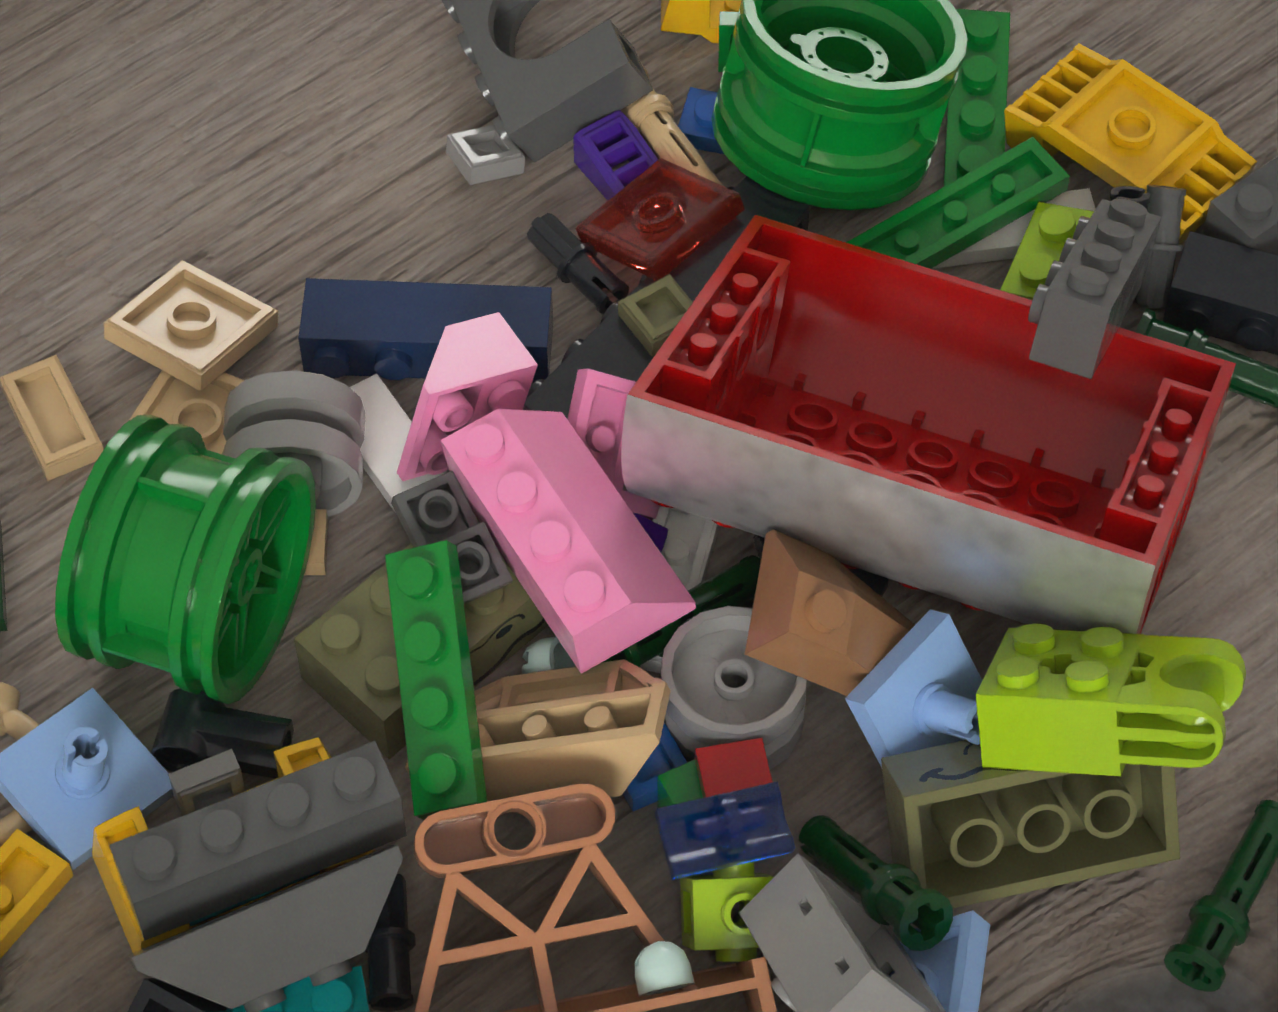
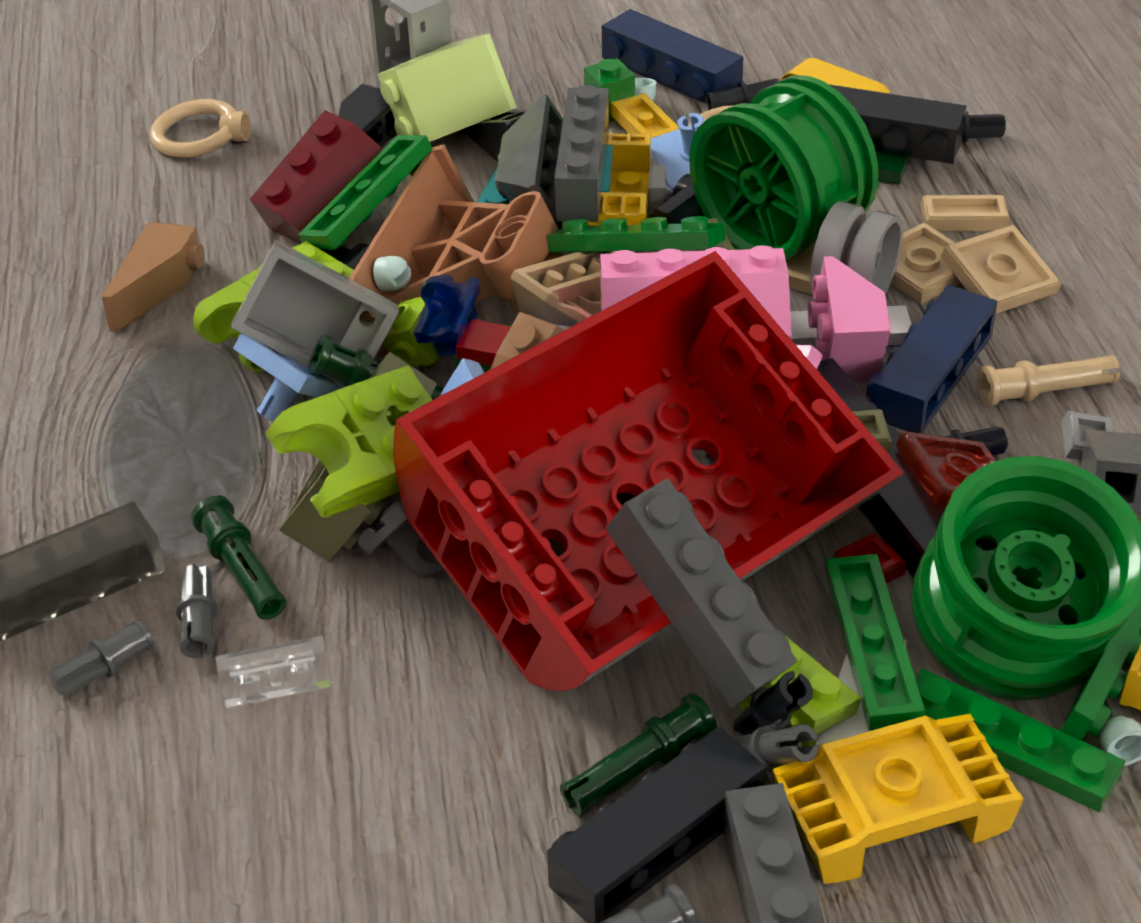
camera: 120 degrees right, 15 degrees down
(411, 234) = (1027, 380): none -> tan pin

